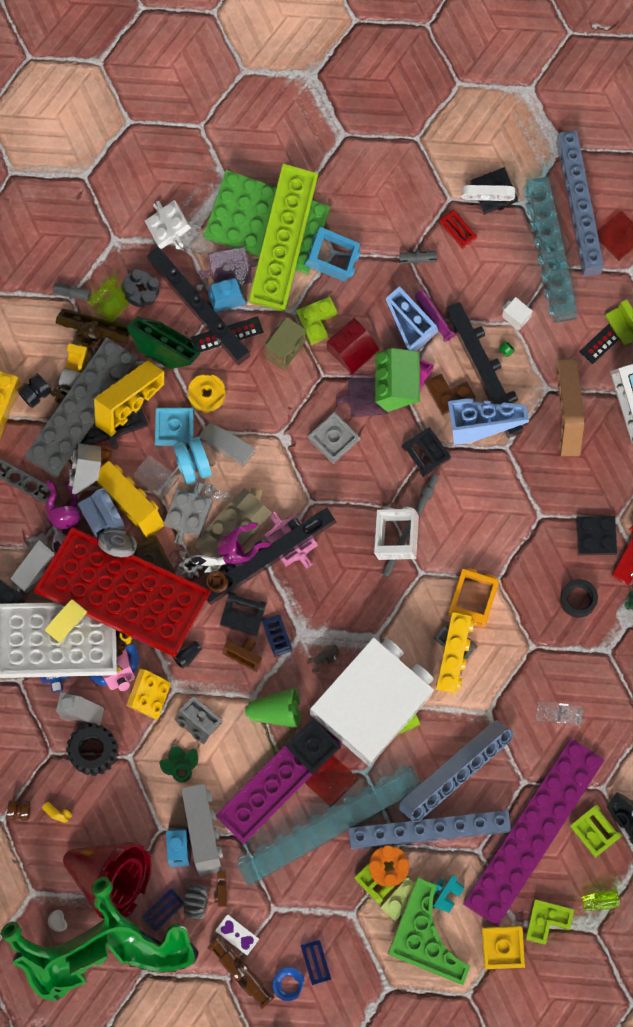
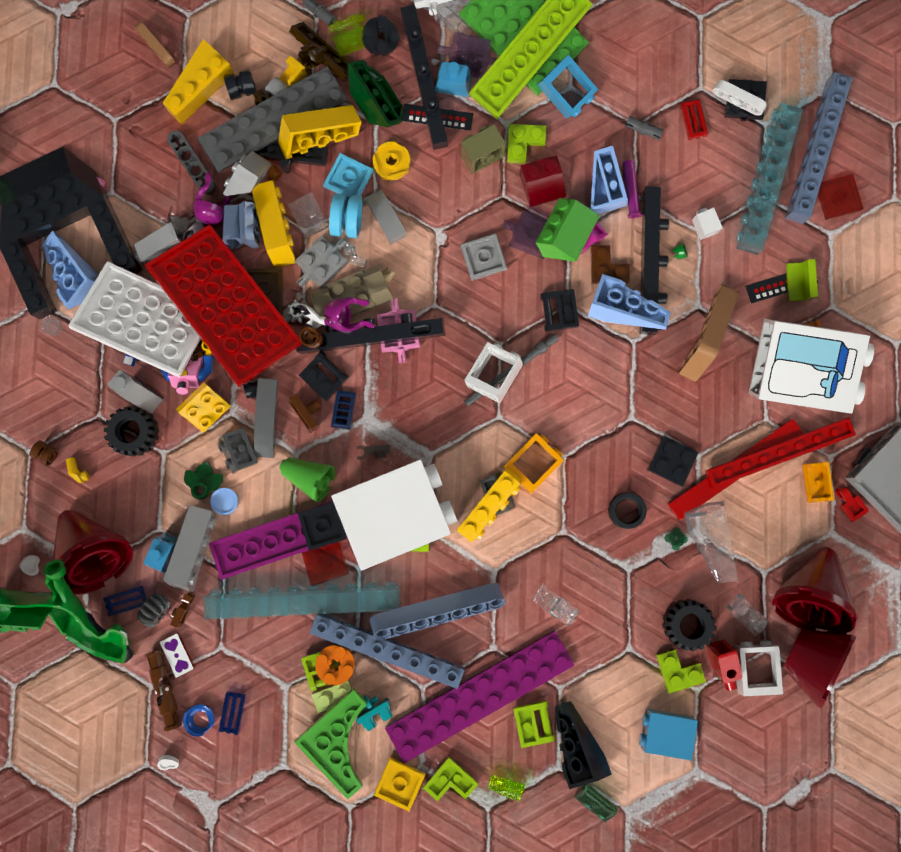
camera: 25 degrees right, 10 degrees up
(66, 620) = (156, 306): light yellow slope -> none
(117, 543) = (242, 258): light grey tile -> none
(209, 772) = (224, 501): none -> light blue piece
(210, 676) = (265, 418): none -> dark grey slope

